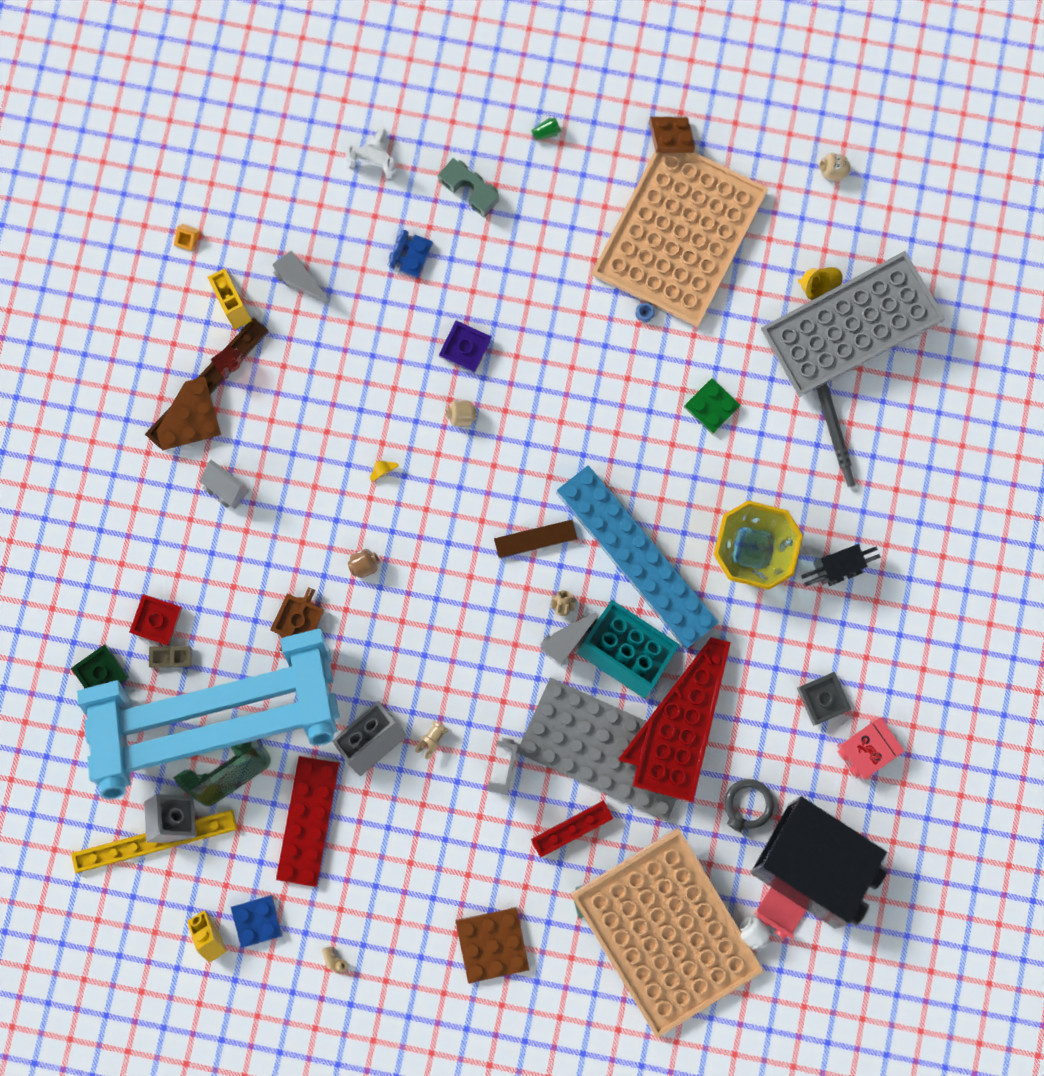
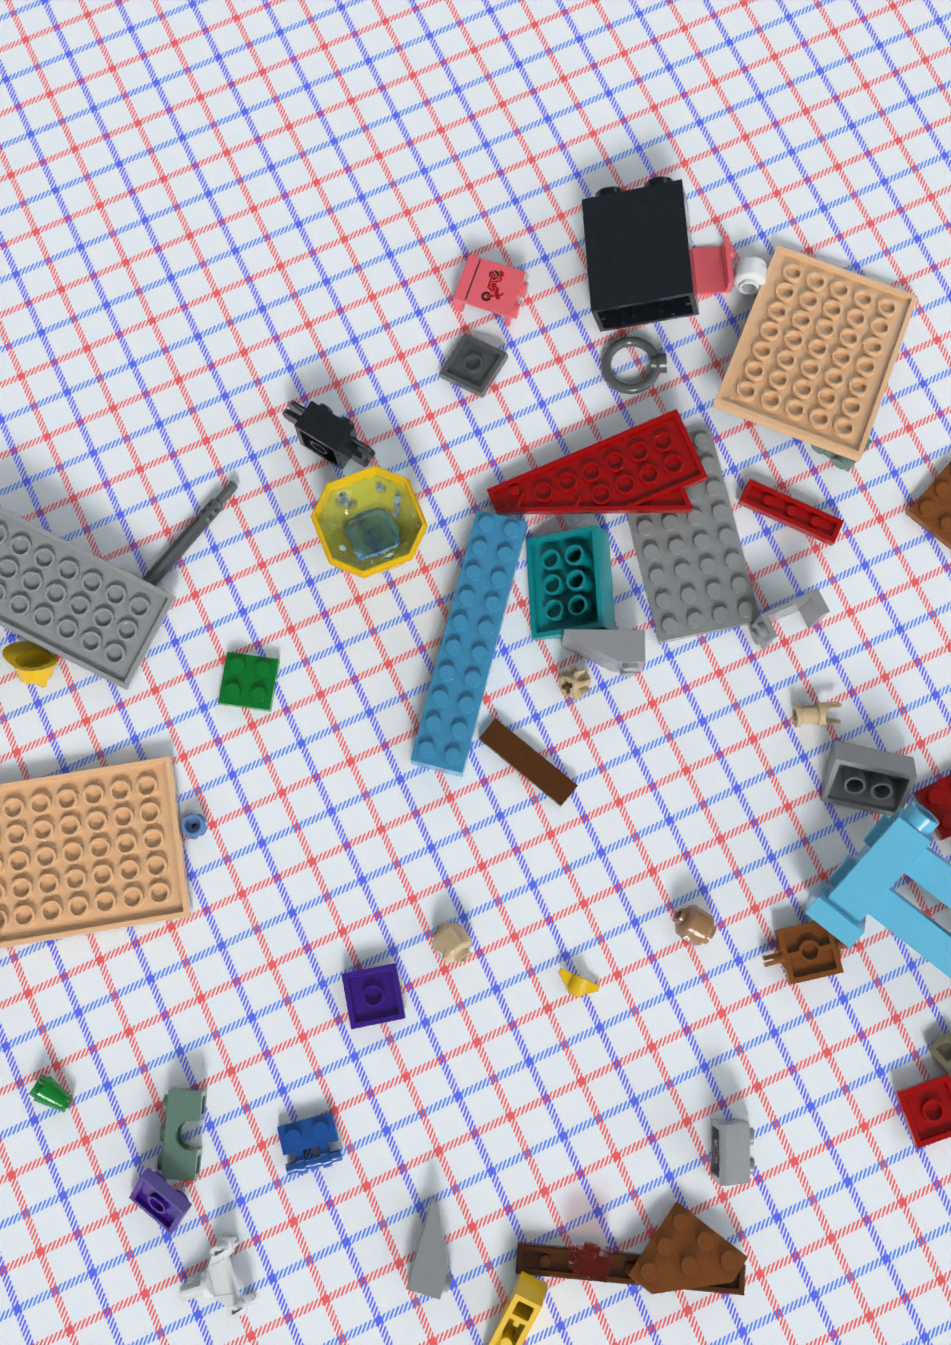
camera: 125 degrees left, 5 degrees down
(441, 150) = (160, 1200): none -> dark purple plate

